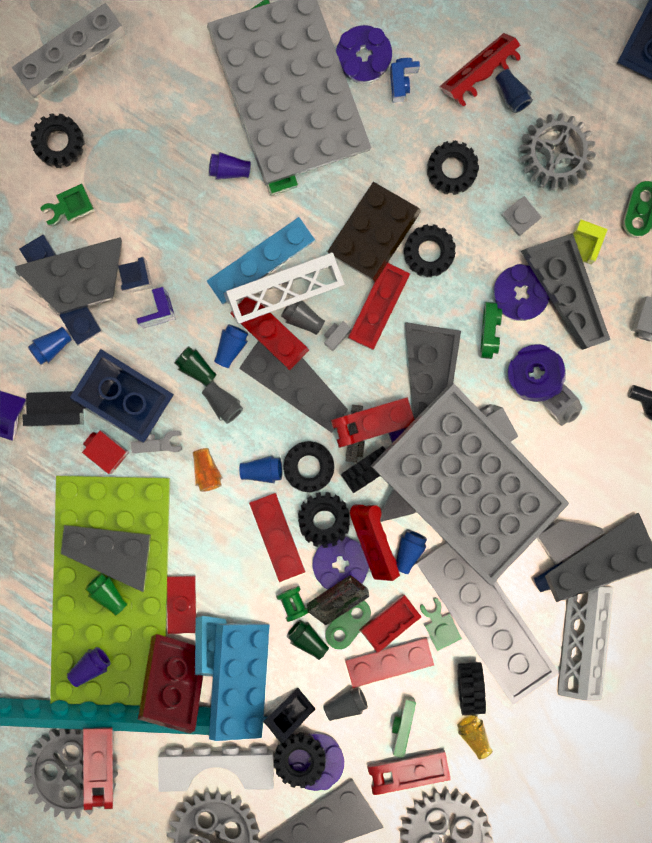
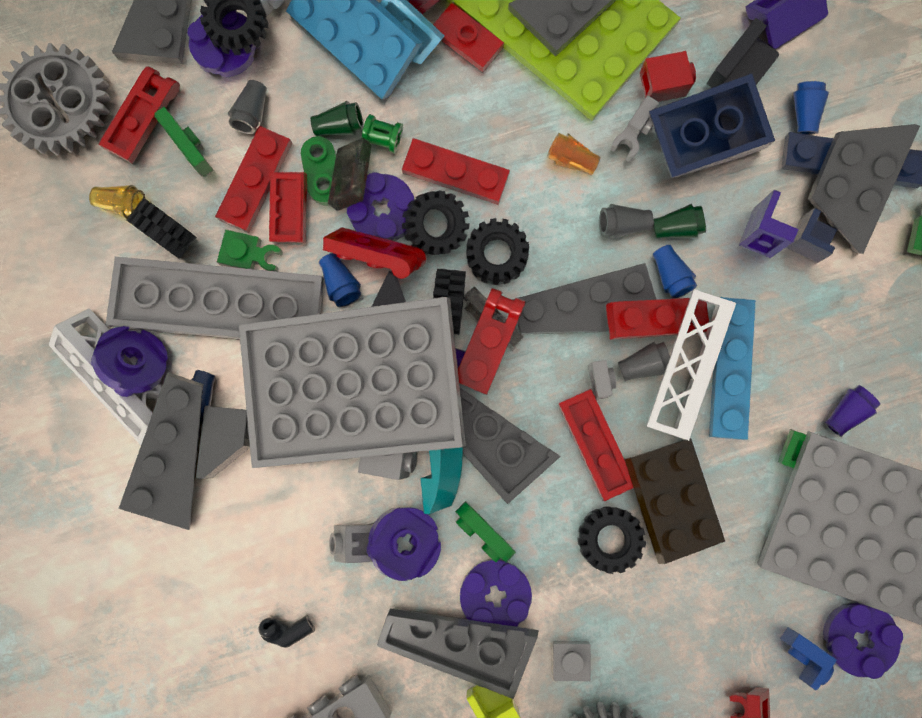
camera: 140 degrees right, 5 degrees down
(263, 470) = (530, 206): blue cone -> none
(288, 714) = (284, 45): black slope -> none
(458, 151) = (692, 648): black tyre -> none
(484, 379) = (442, 485): none -> teal slope
(582, 631) = (123, 377): none -> dark purple plate

